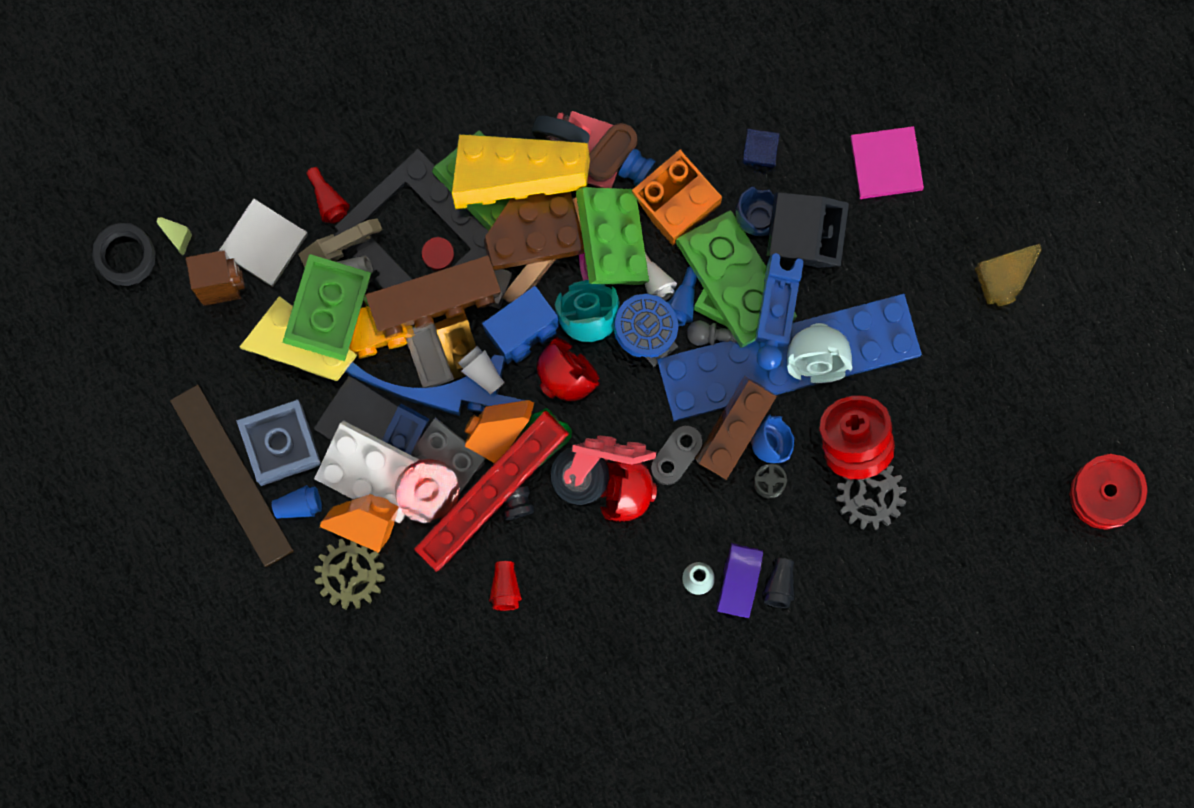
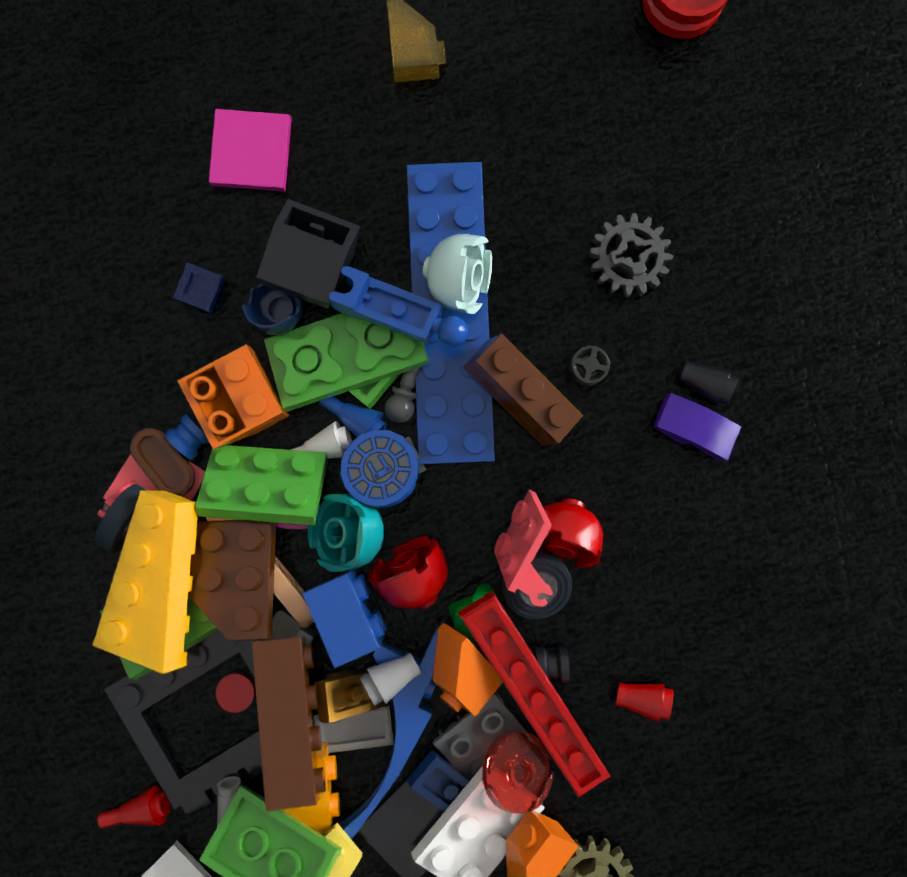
camera: 80 degrees left, 5 degrees up
(332, 246) = (197, 822): dark tan piece -> none
(677, 455) = (535, 466): dark grey plate -> none
(694, 586) = (674, 473): light aqua cone -> none
(773, 440) = (547, 351): blue hair -> none
(857, 437) = (566, 252): red wheel -> none

